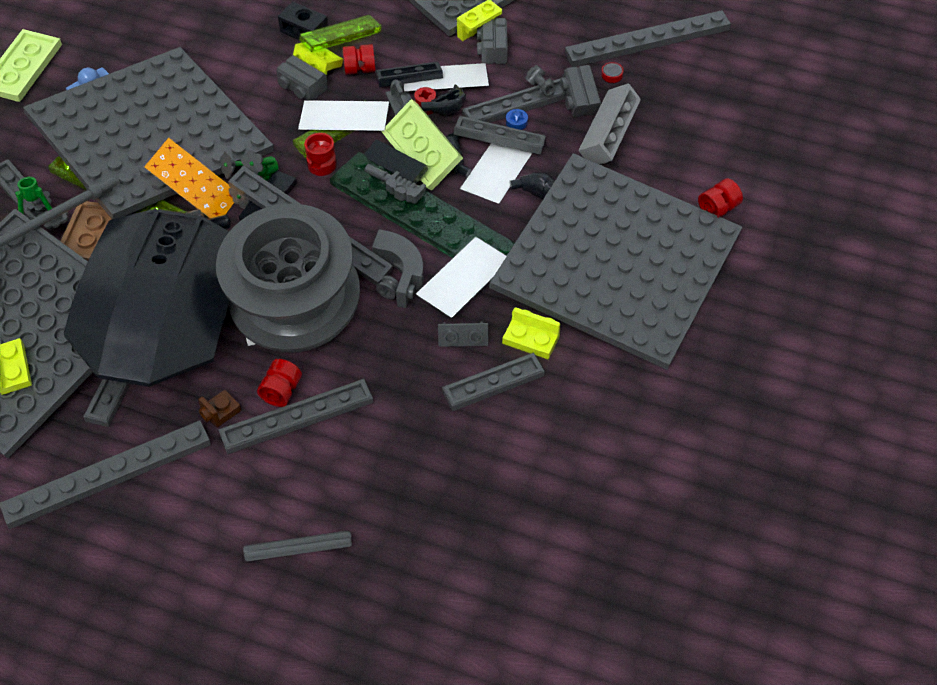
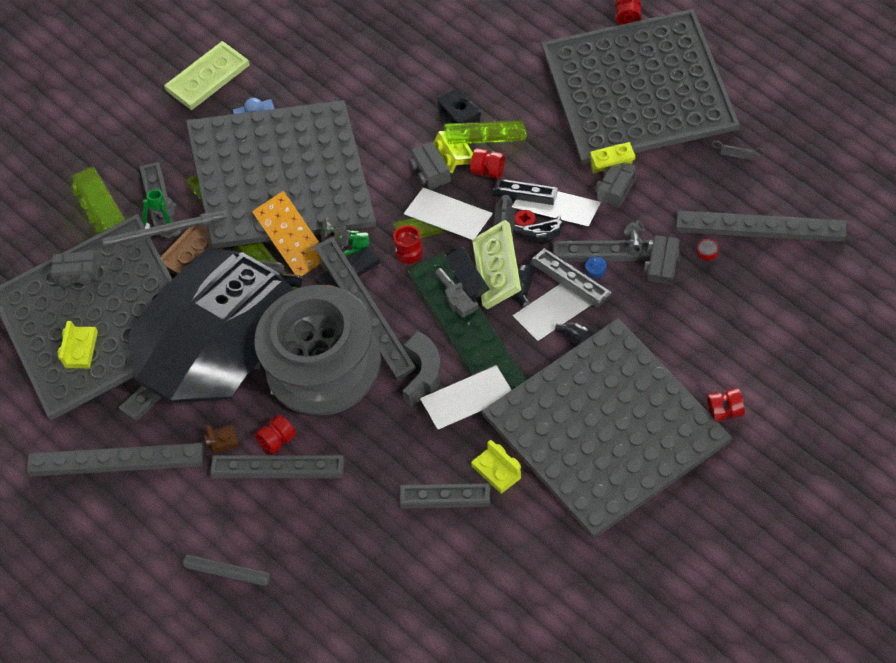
camera: 30 degrees right, 0 degrees up
(387, 287) = (401, 383): dark grey bush -> none
(463, 334) = (440, 447): dark grey hinge -> none
(610, 124) = (669, 301): light grey brick -> none

